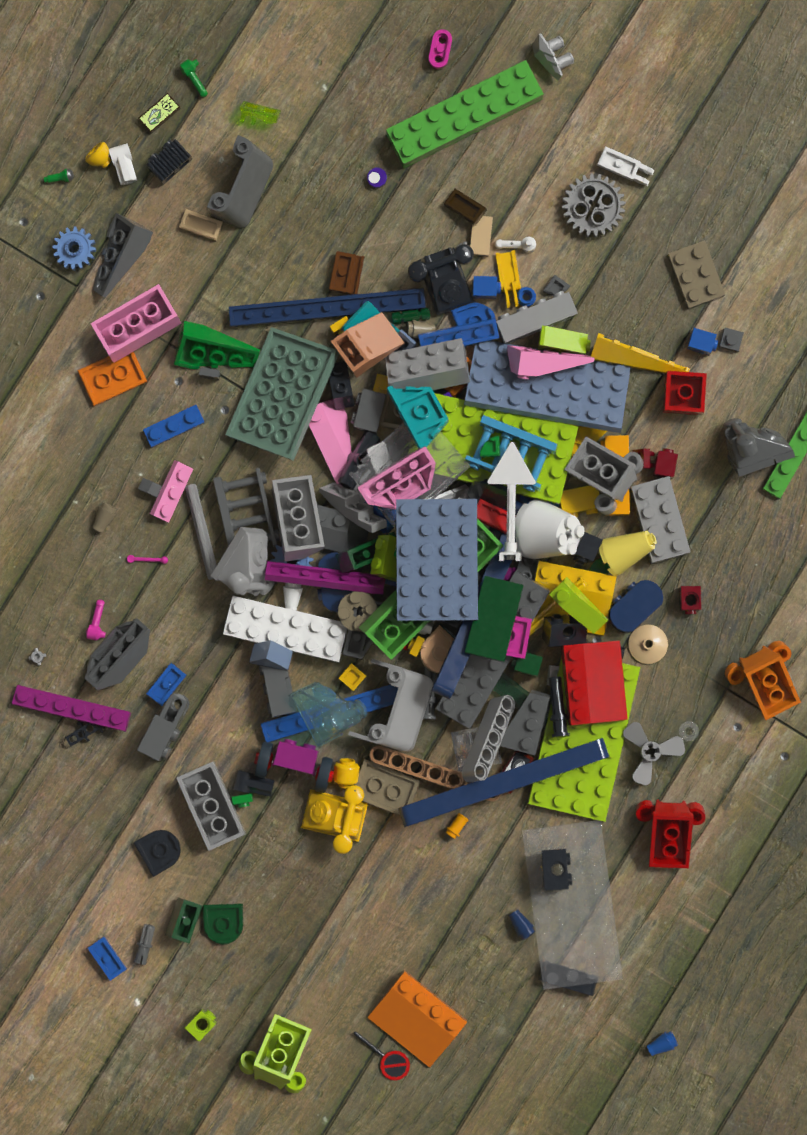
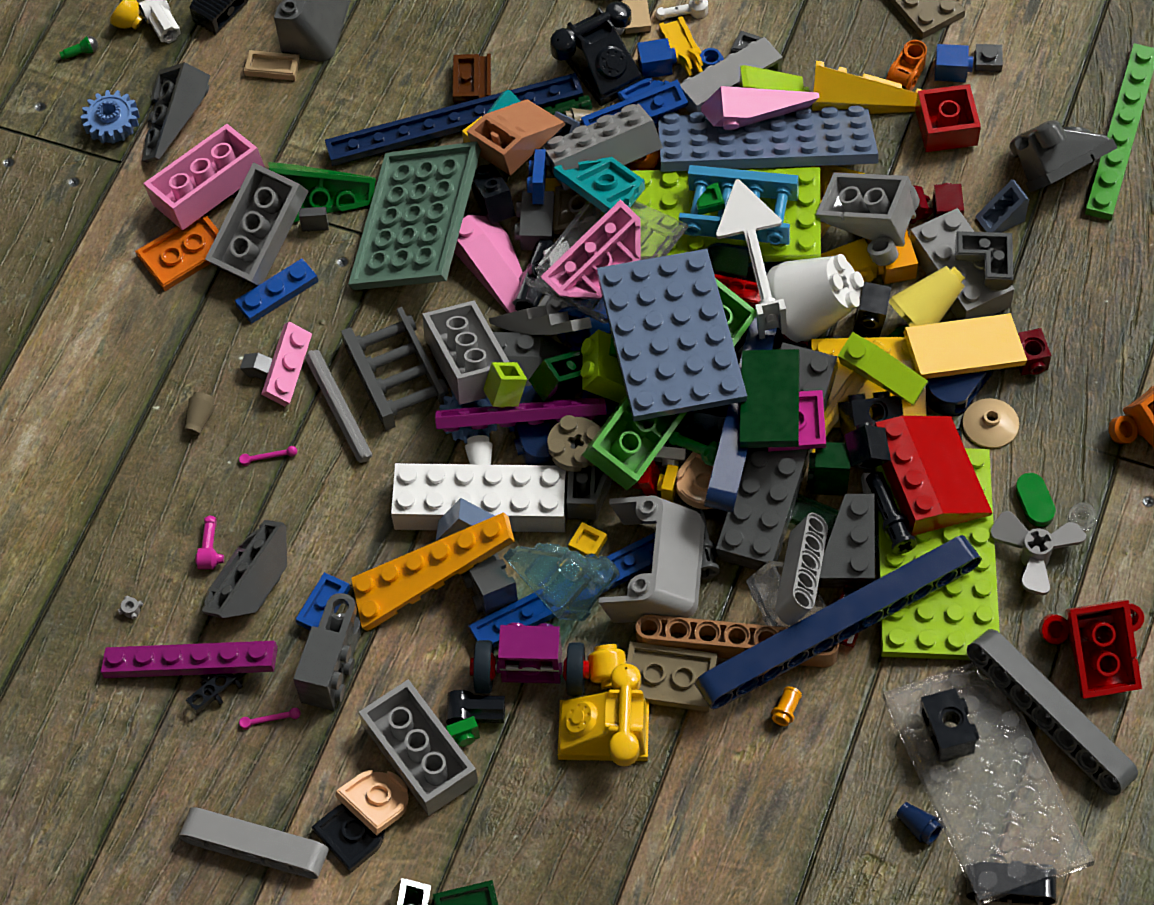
camera: 10 degrees left, 25 degrees down
(94, 846) = (254, 843): none -> light grey beam
(135, 758) = (246, 722): none -> dark pink hinge
(167, 379) = (257, 224): none -> light grey brick
(177, 833) = (375, 798): none -> light nougat tile
(227, 683) = (406, 578): none -> light orange wing
(245, 563) = (404, 417): light grey piece -> none
(317, 559) = (505, 384): none -> lime brick
(377, 377) = (537, 182): none -> blue plate
(447, 635) = (707, 452): none -> green piece
(553, 663) = (867, 446): none -> black brick
(625, 871) = (1052, 712): none -> dark grey beam
(642, 592) = (965, 346): none -> yellow tile
(661, 710) = (1035, 499): none -> green tile
(668, 339) = (909, 64): none -> orange piece
(683, 527) = (994, 250): none -> dark grey brick
(702, 479) = (1005, 209): none -> sand blue slope

